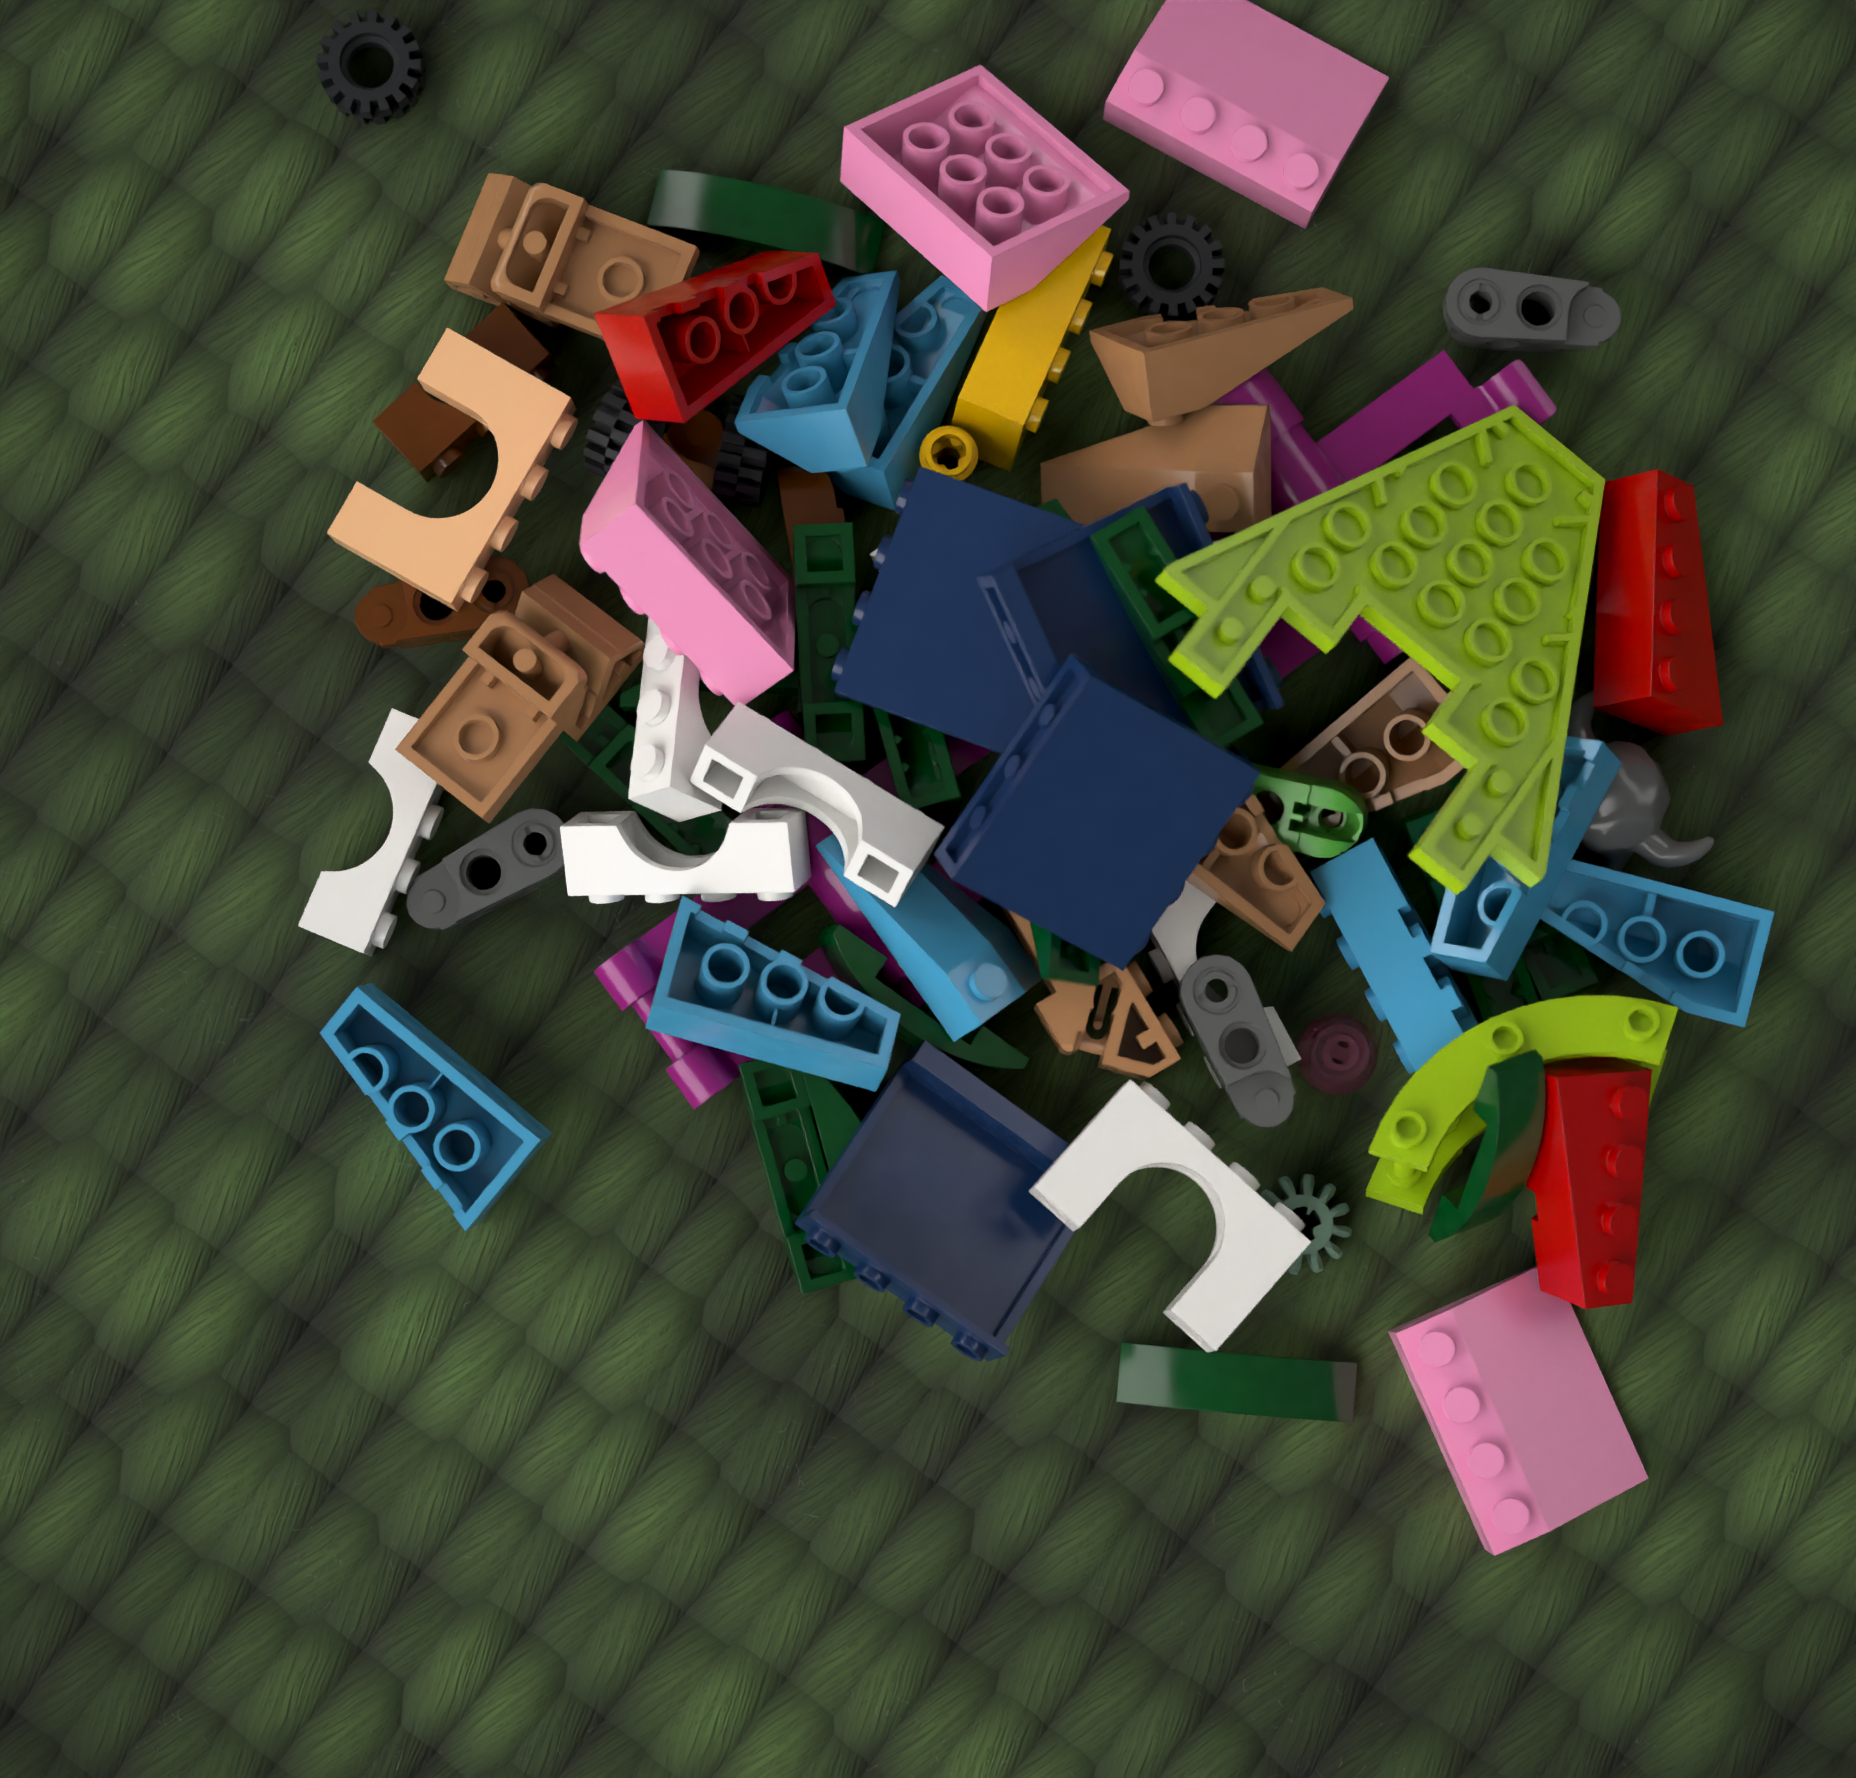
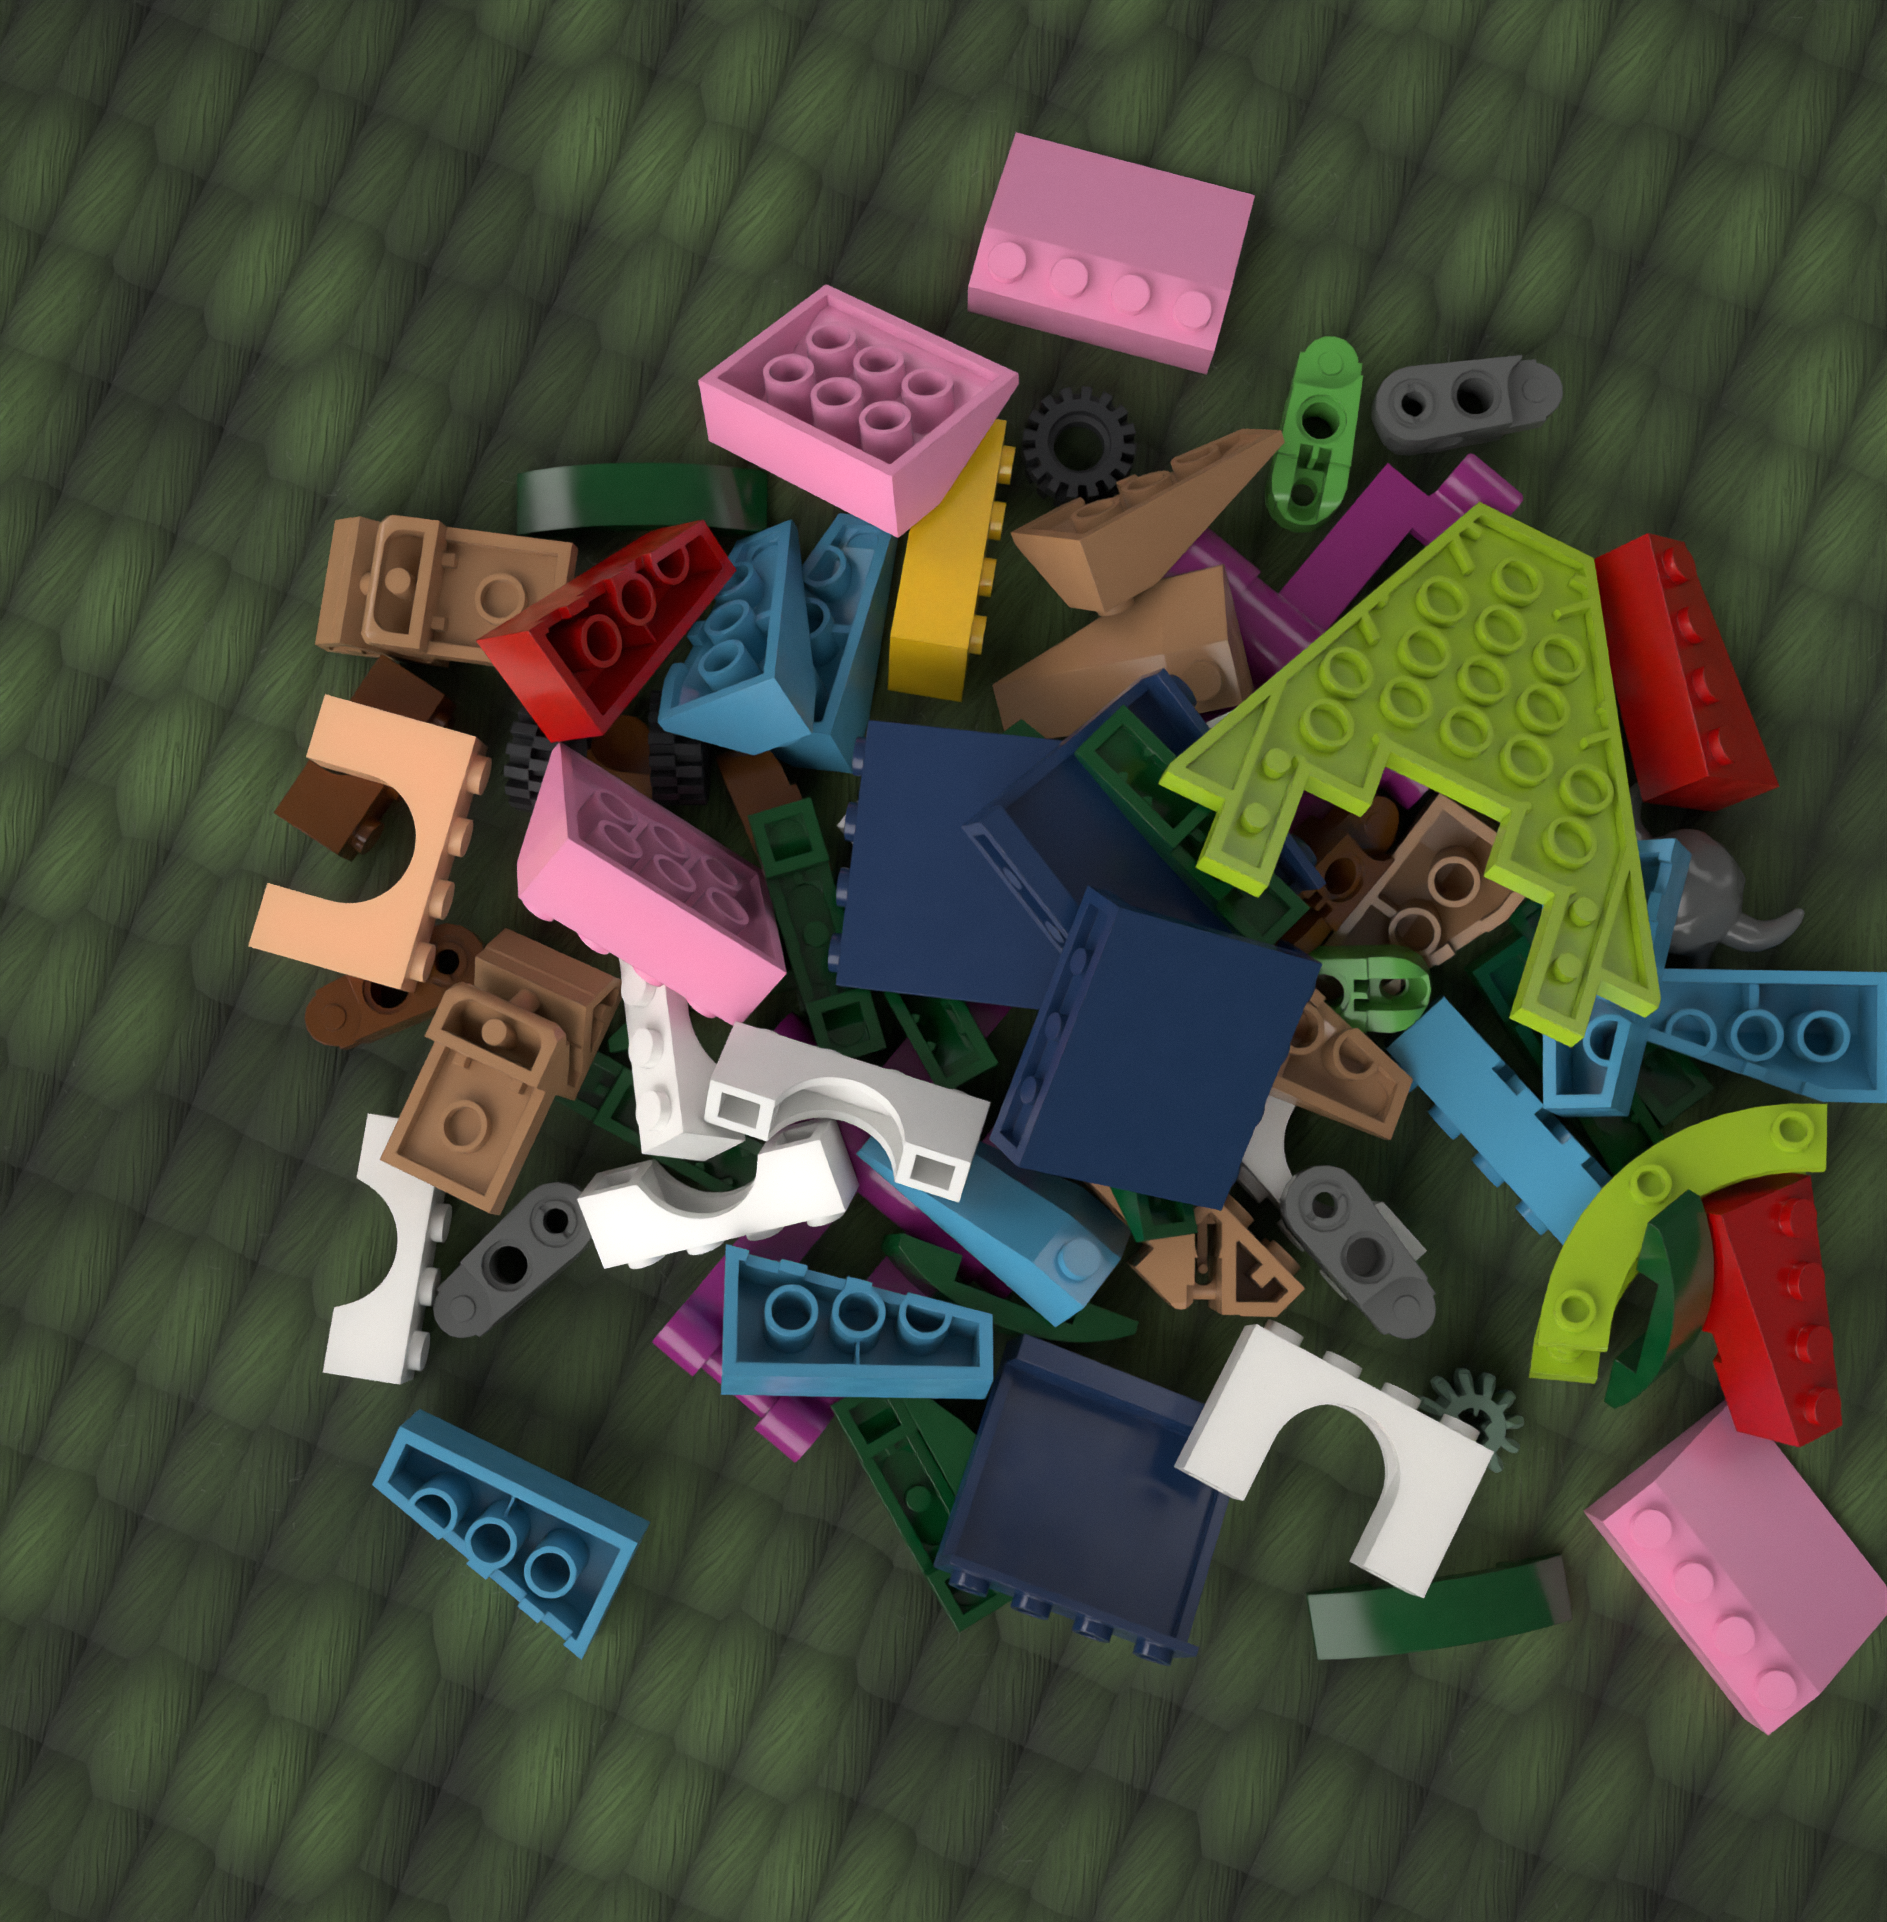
camera: 15 degrees left, 0 degrees up
(362, 34) = (156, 418): black tyre -> none
(949, 442) = (894, 685): yellow cone -> none
(1320, 1045) = (1440, 1230): clear pink cone -> none
(1325, 696) = (1350, 861): none -> reddish brown piece
(1405, 266) = (1326, 387): none -> bright green piece

